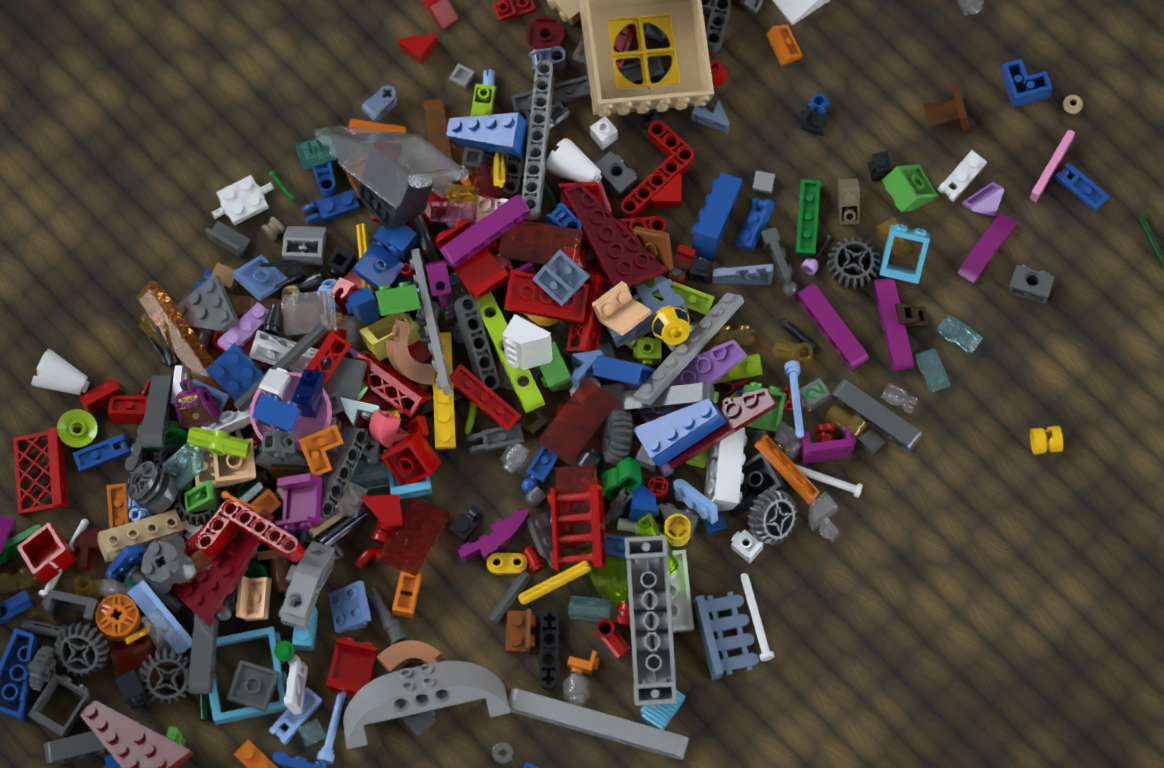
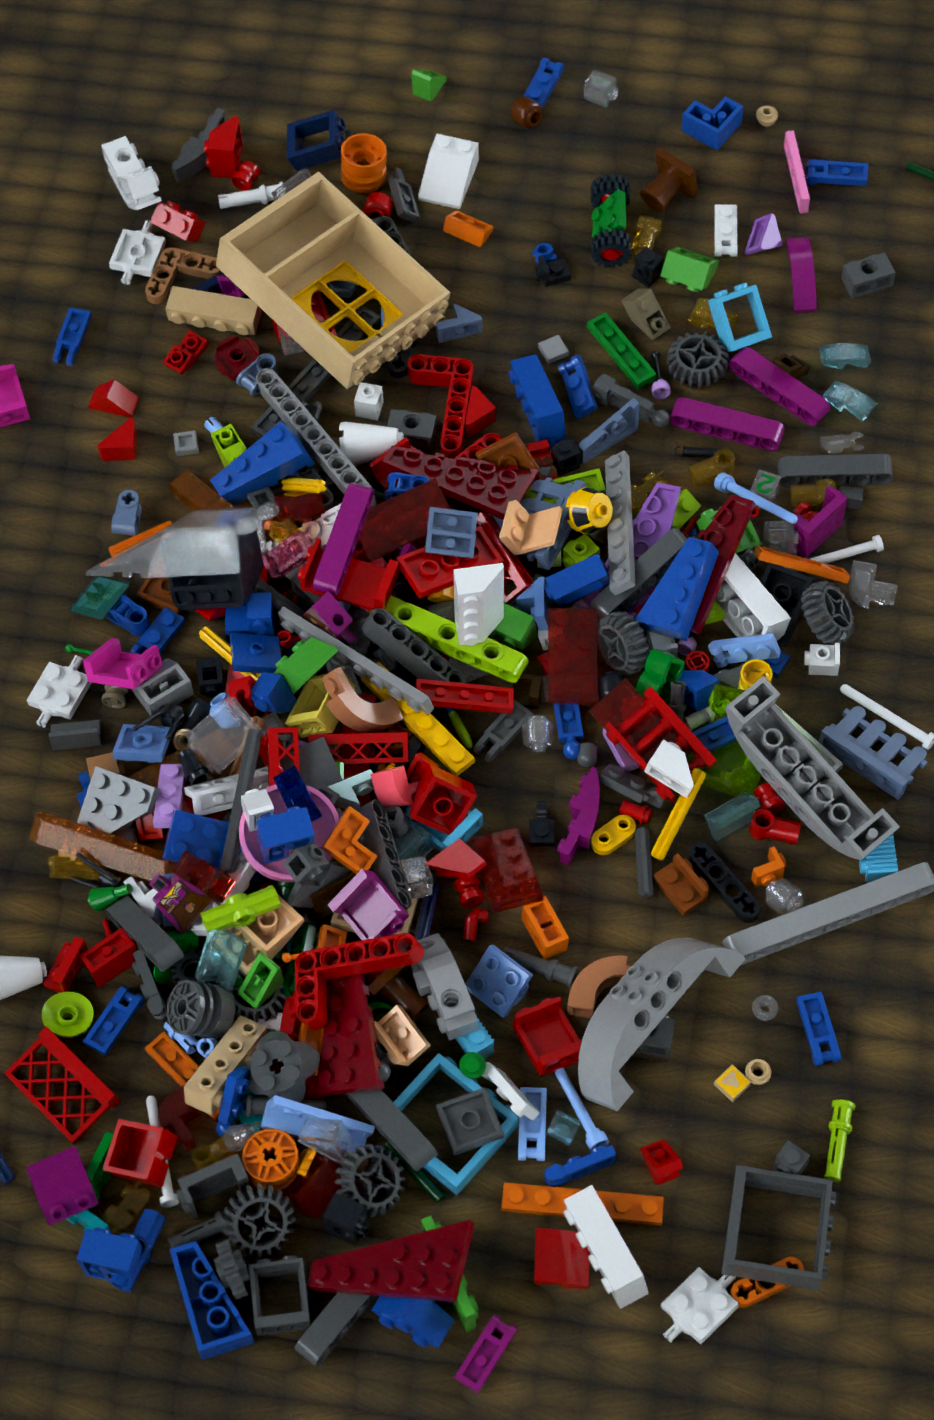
camera: 40 degrees left, 10 degrees down
(157, 366) = (102, 897): none -> green cone
(220, 402) = (204, 876): none -> clear red brick
(288, 213) = (121, 669): none -> dark pink panel
(566, 548) = (671, 768): none -> white slope
(898, 93) = (611, 199): none -> plate
(905, 137) = (646, 233): none -> clear yellow piece

